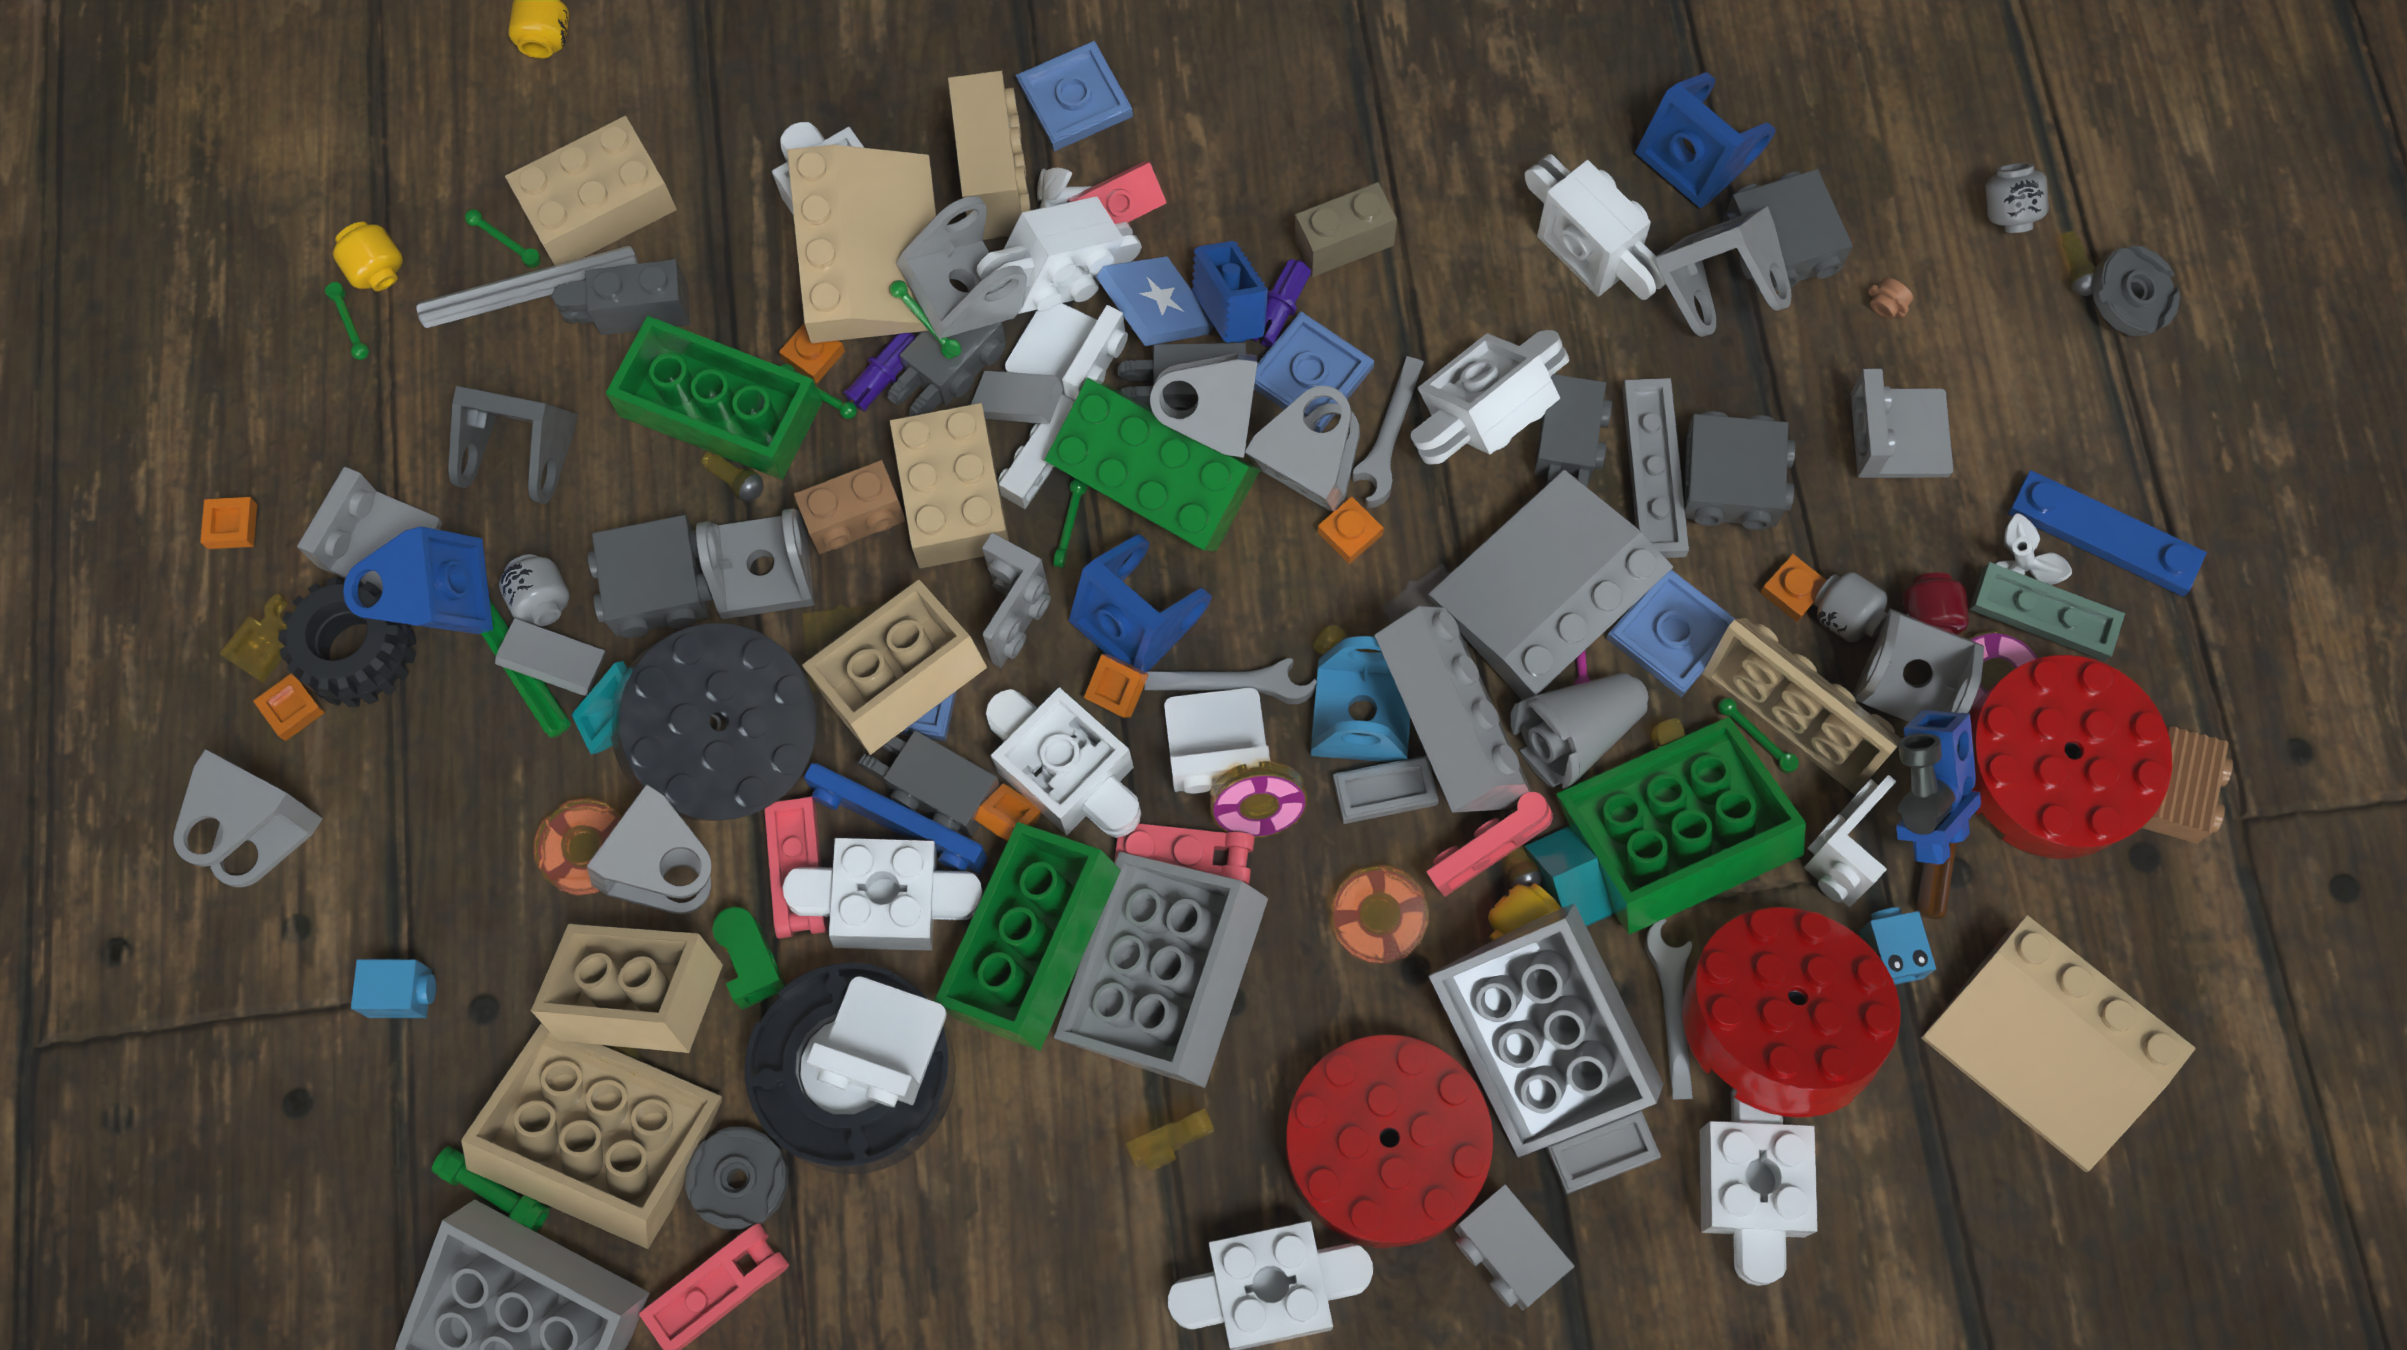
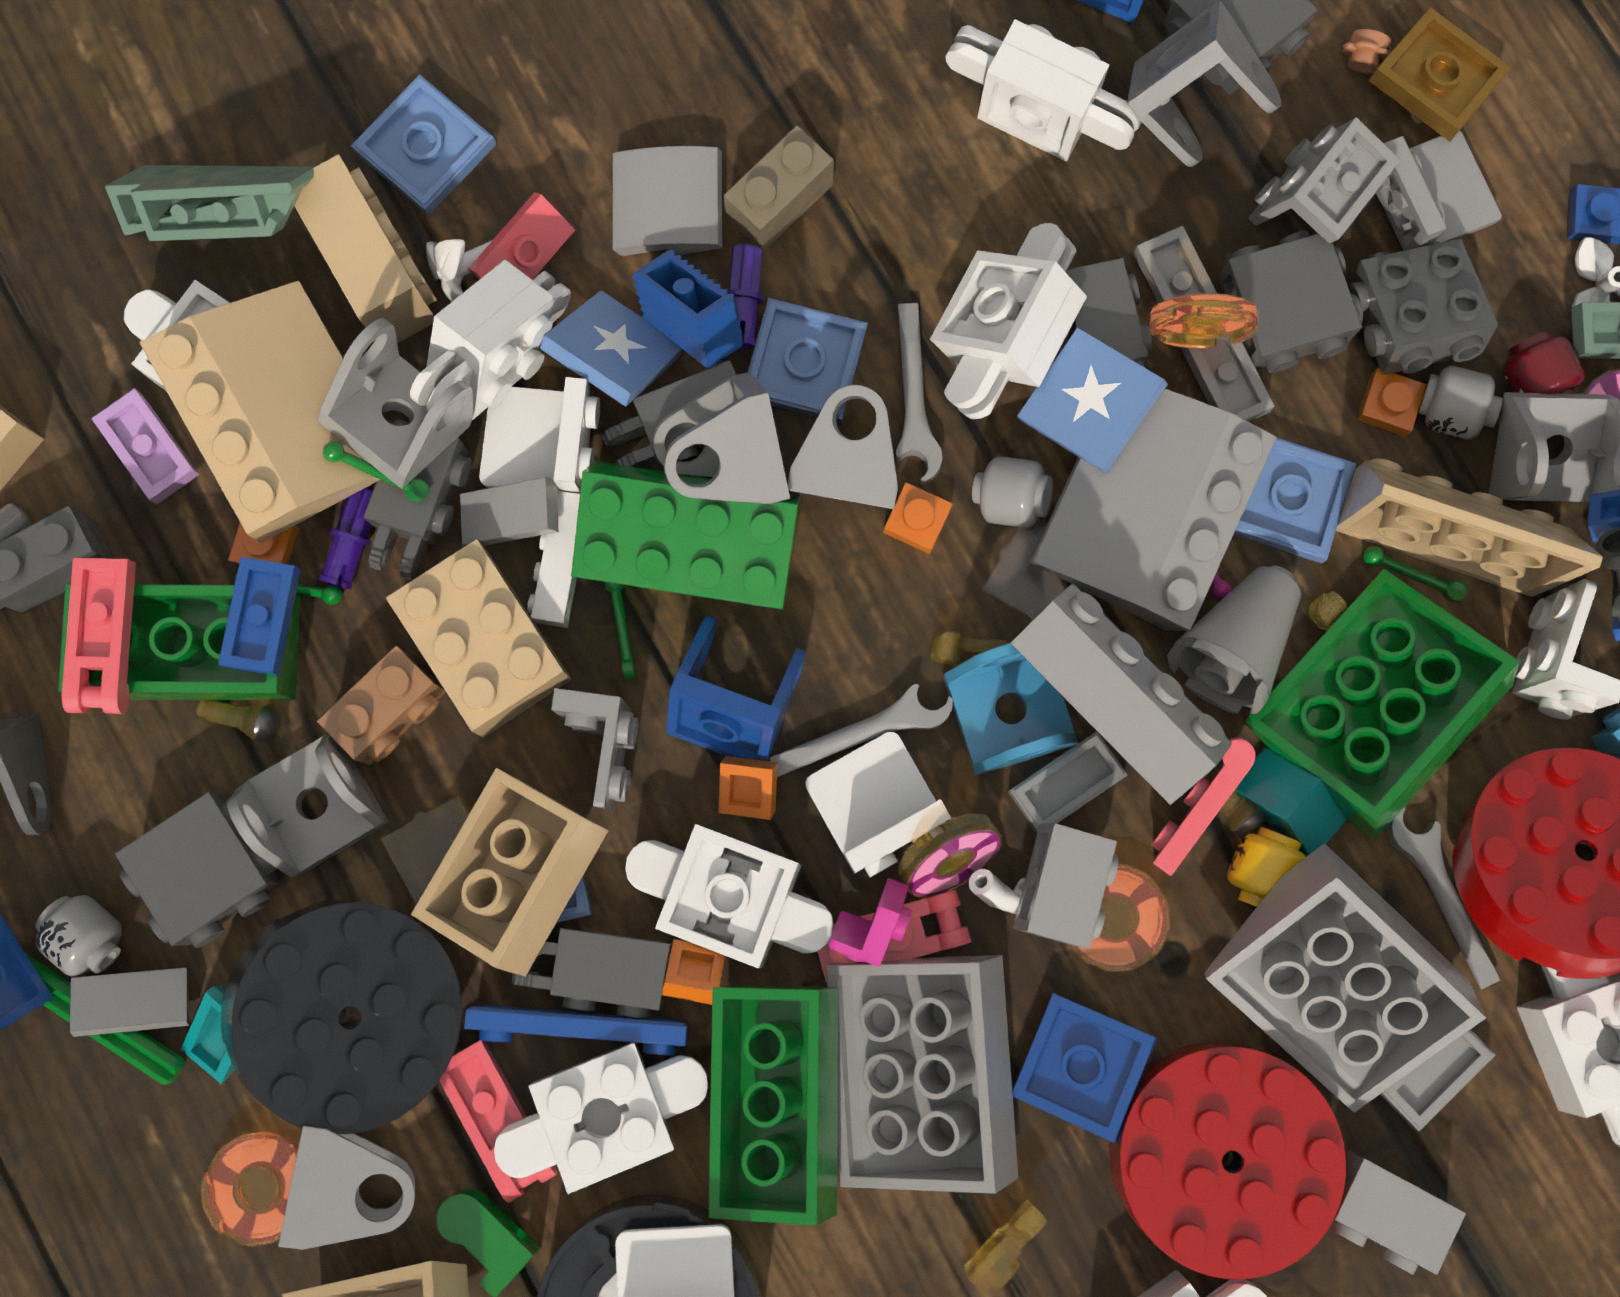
camera: 25 degrees left, 10 degrees up
(656, 359) = (98, 635): none -> coral plate
(753, 242) = (145, 446): none -> lavender plate
(785, 392) = (259, 616): none -> blue plate
(883, 72) = (206, 200): none -> sand green wedge
(1179, 828) = (868, 940): none -> dark pink bracket
(1251, 206) = (667, 200): none -> light grey slope
(1287, 854) = (995, 892): none -> white arm
(1298, 1017) = (1084, 1067): none -> blue plate
(1345, 860) = (1066, 885): none -> light grey brick
(1437, 536) = (1013, 492): none -> light grey head
(1530, 481) = (1092, 400): none -> medium blue tile
(1648, 450) = (1202, 318): none -> clear yellow tile
(1806, 381) = (1328, 179): none -> light grey bracket
(1847, 516) = (1422, 307): none -> dark grey brick
(1944, 338) = (1439, 74): none -> pearl gold plate

